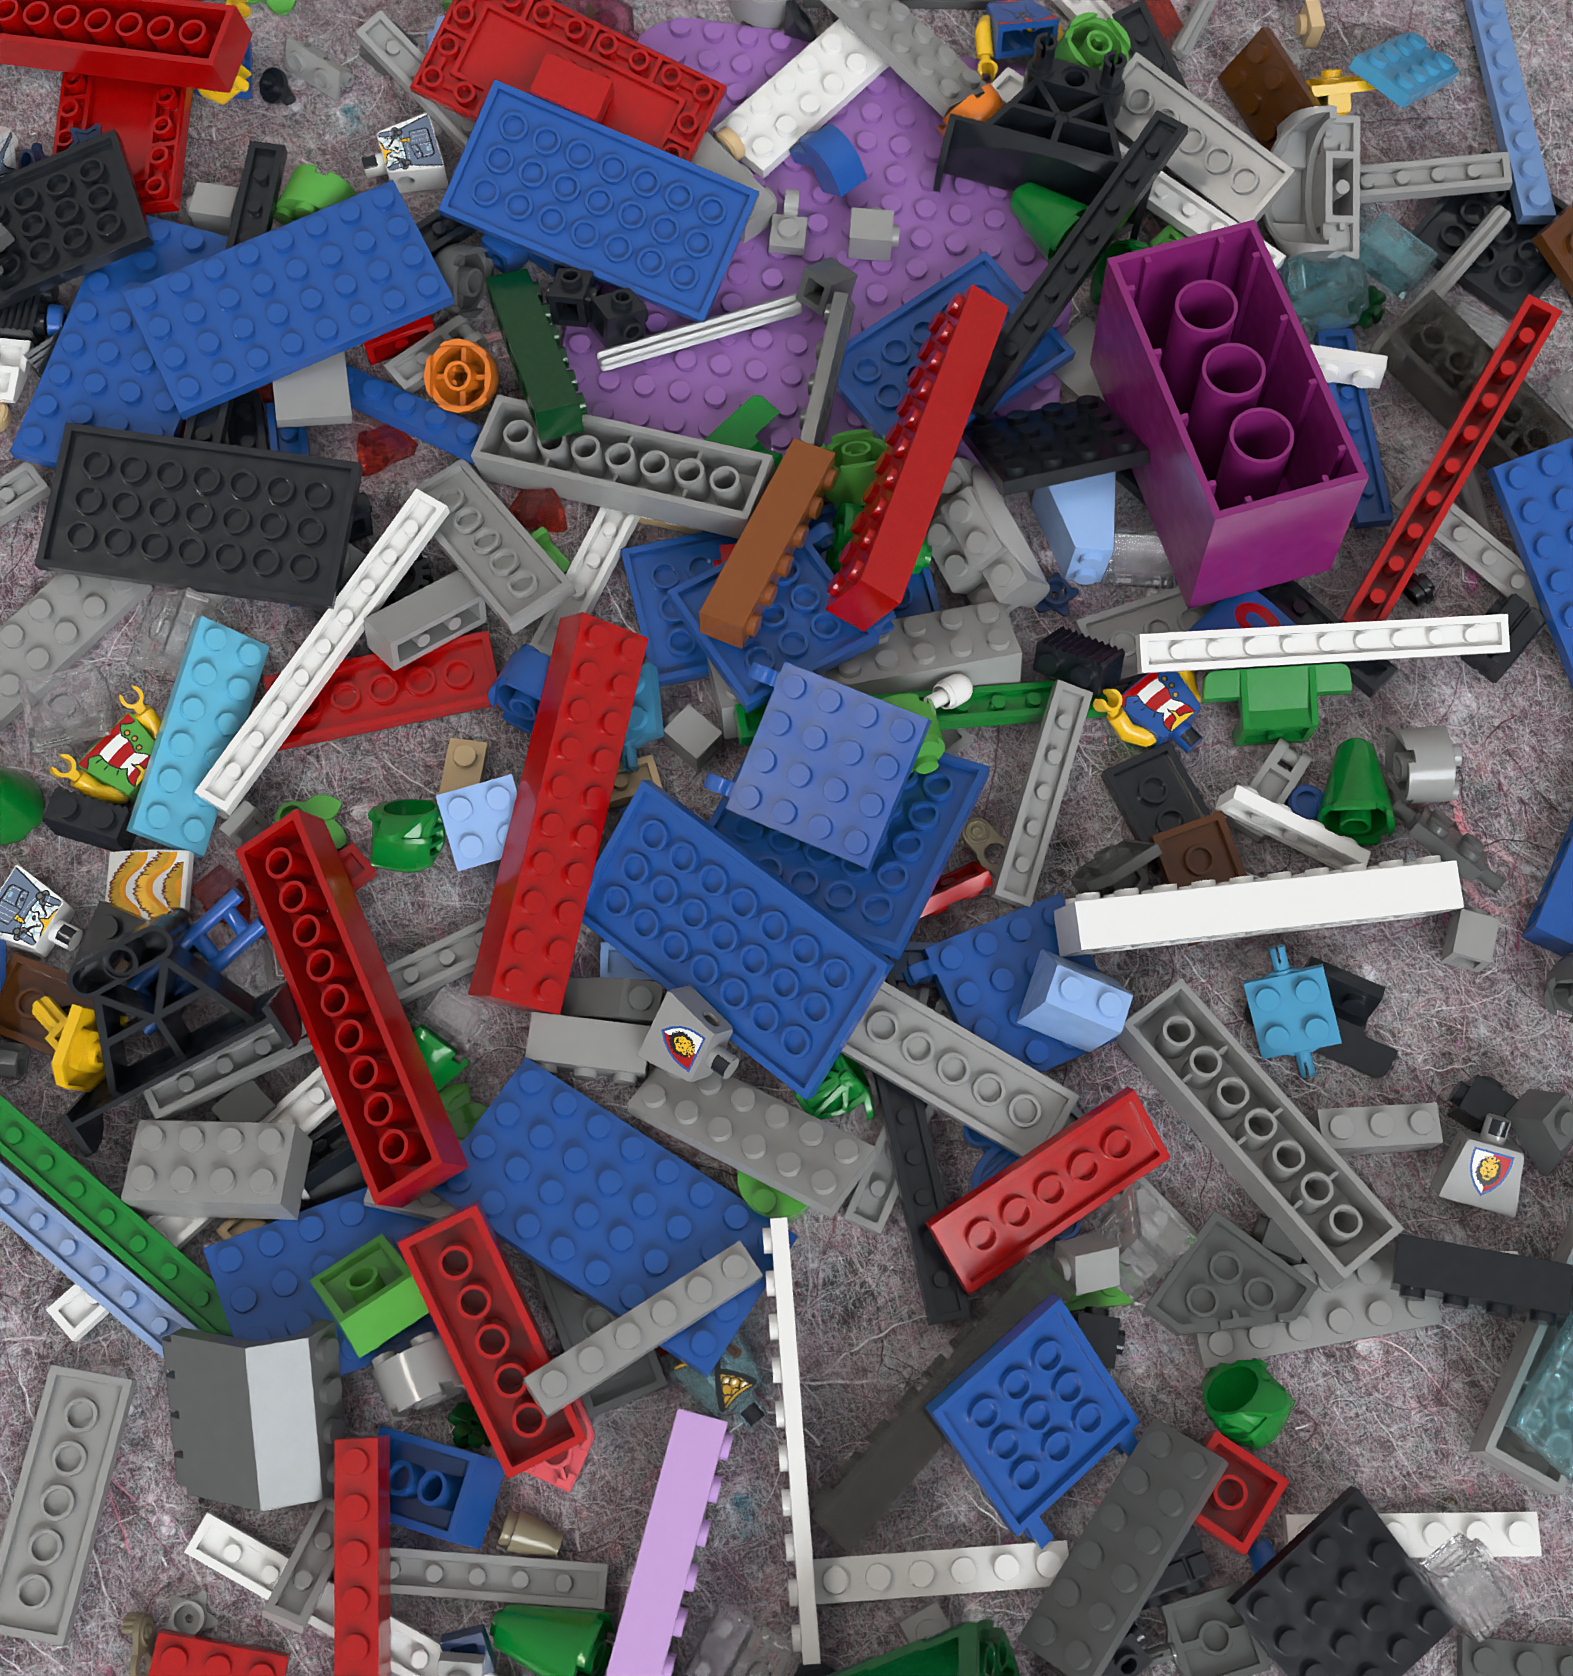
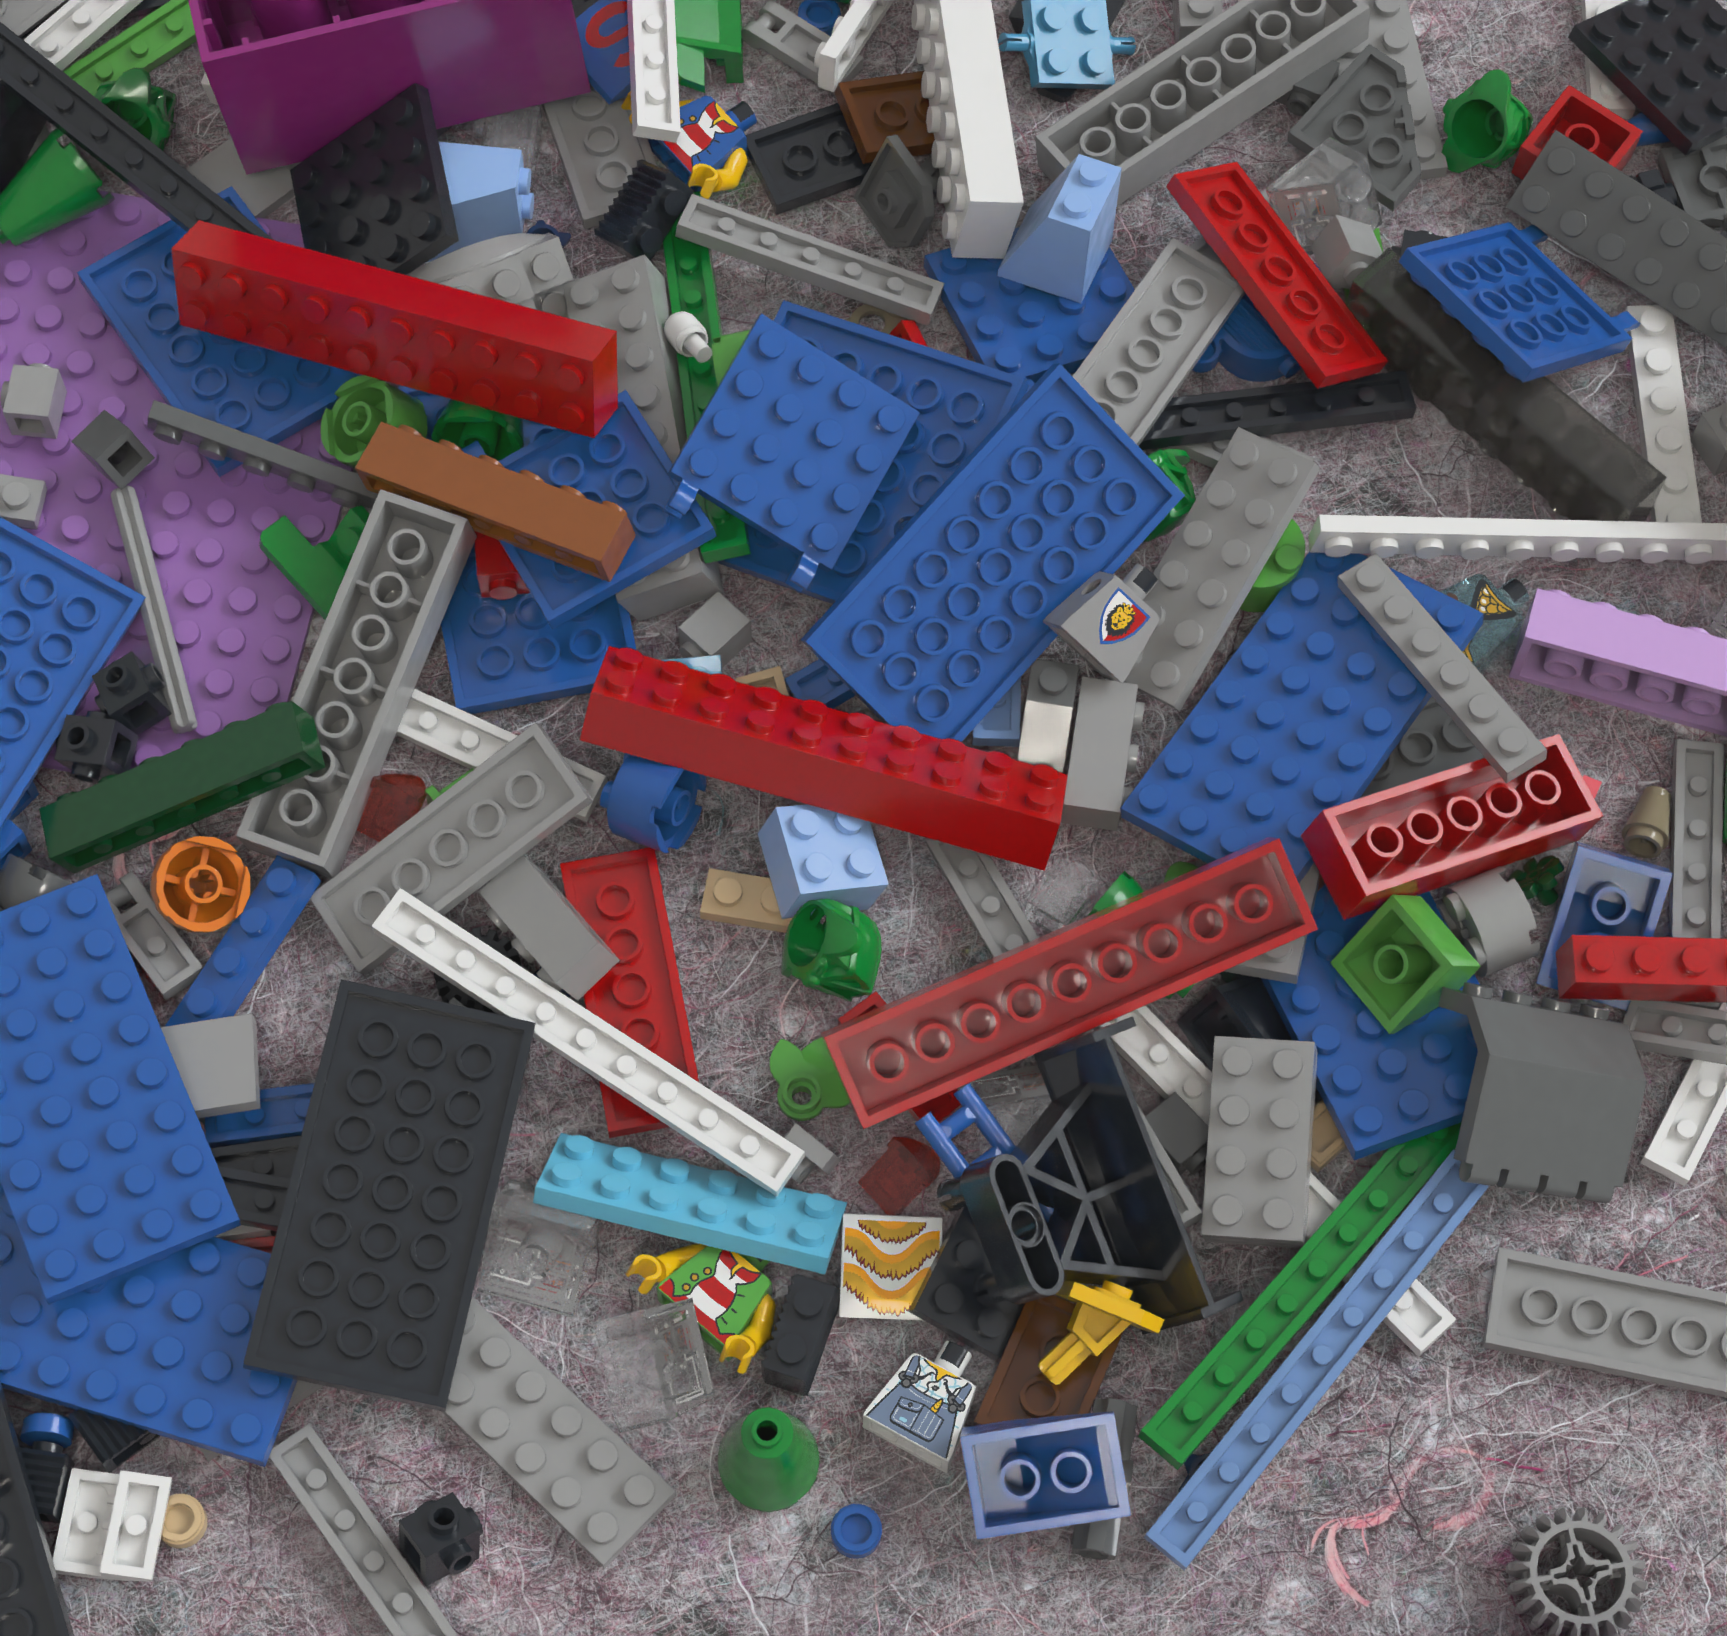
camera: 85 degrees left, 5 degrees down
(383, 447) = (289, 995): clear red tile -> none

